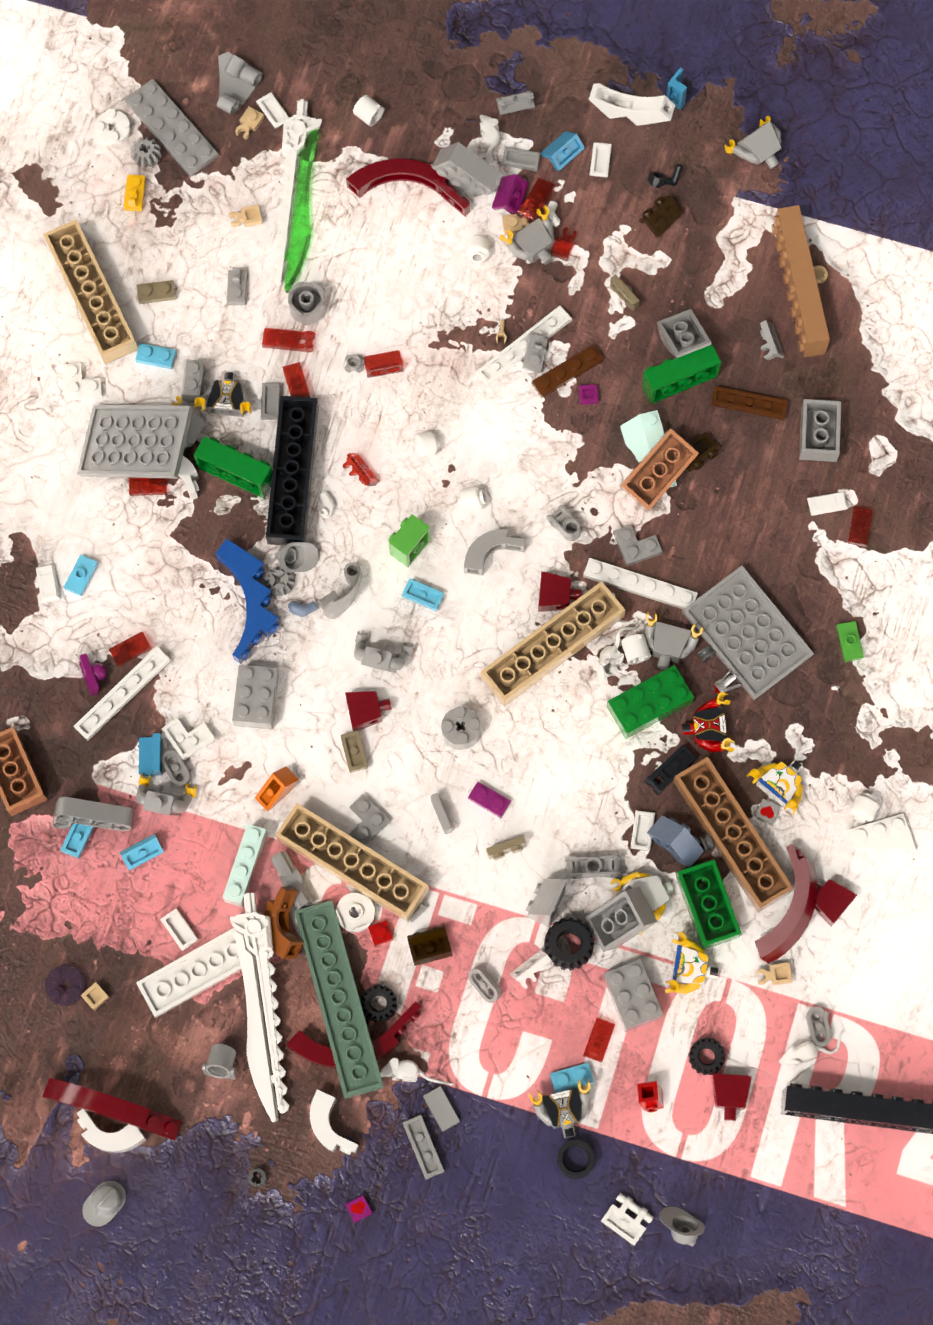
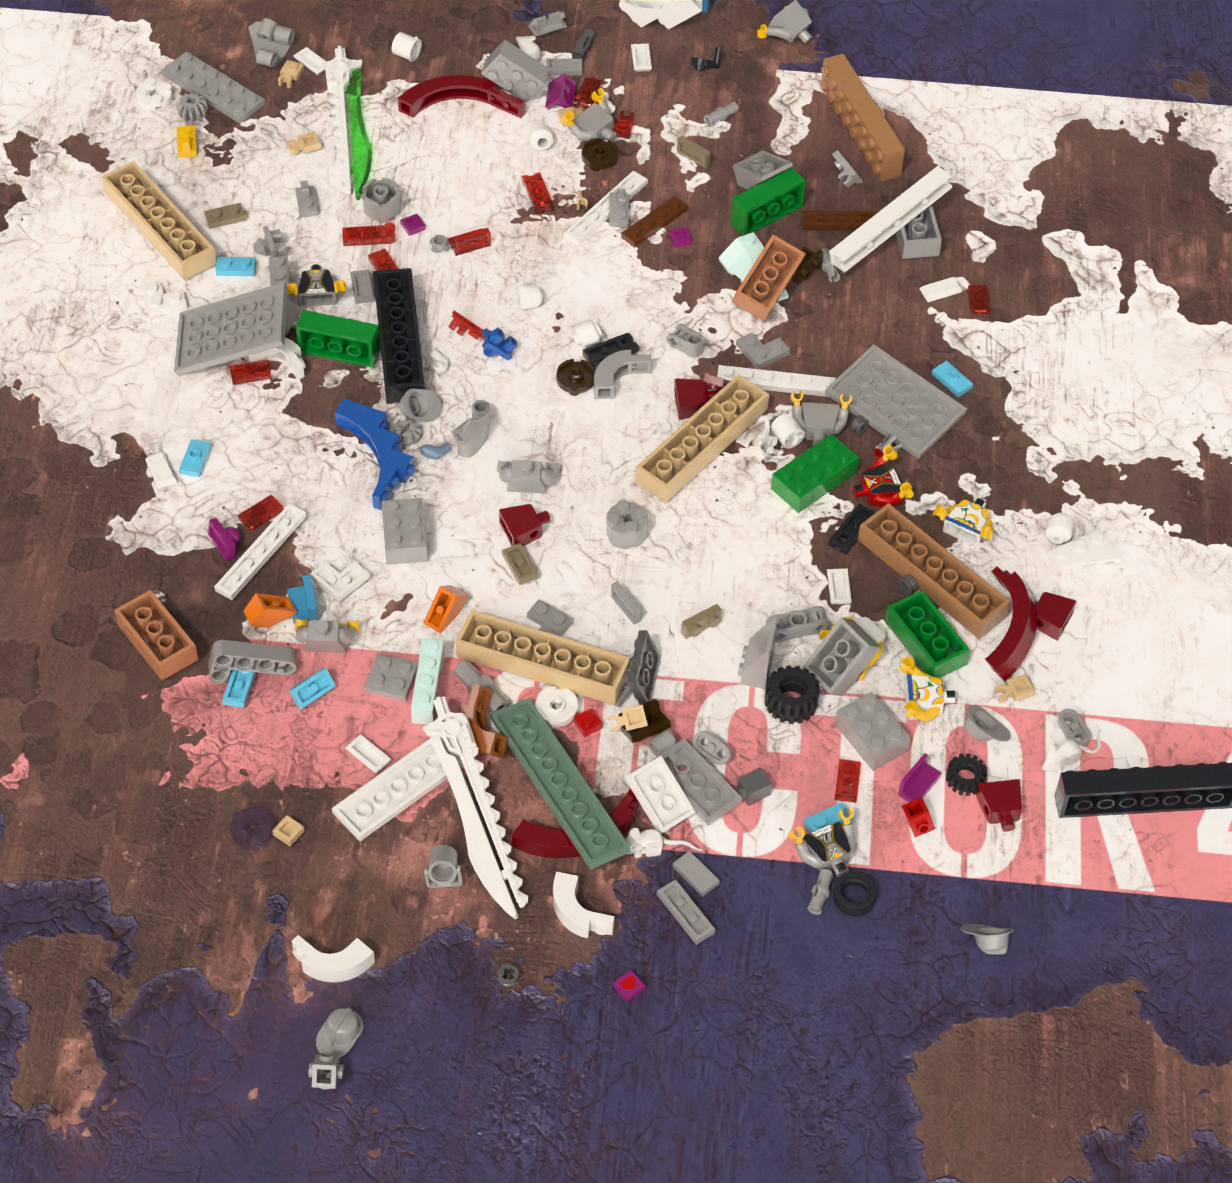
camera: 15 degrees left, 20 degrees down
(83, 1244) = (326, 1071): none -> light grey brick
(111, 1107) = (327, 918): dark red arch -> none
(118, 761) = (269, 610): none -> orange slope
(175, 769) = (334, 609): light grey plate -> none
(195, 345) = (267, 244): none -> light grey hips
(214, 851) = (391, 677): none -> light grey plate
(333, 334) = (412, 224): none -> magenta tile
(382, 991) = (605, 774): black tyre -> none
(384, 498) = (496, 345): none -> blue hips
(409, 540) = (533, 372): bright green brick -> none
(417, 945) = (631, 717): none -> tan plate
(423, 595) = (557, 420): medium azure plate -> none
(425, 1029) = (660, 795): none -> white plate
(440, 893) = (643, 667): none -> flat silver plate
(447, 556) = (575, 385): none -> dark brown plate
(460, 317) = (537, 193): none -> clear red plate
(462, 1019) = (701, 783): none -> light grey hinge
(489, 799) = (672, 585): magenta plate -> none
(490, 521) = (600, 351): none -> black plate
(511, 1032) = (754, 786): none -> dark grey brick
(527, 287) = (597, 162): none -> dark brown plate
(534, 964) = (753, 728): white plate -> none
(545, 133) = (583, 44): none -> dark grey pin
(546, 1150) = (820, 891): none -> light grey pin
(563, 149) = (604, 53): dark azure panel -> none
(580, 583) = (715, 381): none -> plate
(622, 1223) = (924, 946): white plate -> none
(661, 215) = (713, 89): dark brown bracket -> none
(663, 248) = (721, 113): none -> light grey pin
(663, 1055) = (918, 780): none -> magenta panel
(676, 840) = (877, 581): sand blue brick -> none
(724, 456) = (830, 269): none -> light grey pin
(737, 1011) = (984, 726): none -> light grey piece
(767, 811) = (962, 549): light grey tile -> none
(794, 423) = (890, 219): none -> white tile
(810, 613) = (952, 379): none -> medium azure plate
(849, 641) = (998, 396): bright green plate -> none

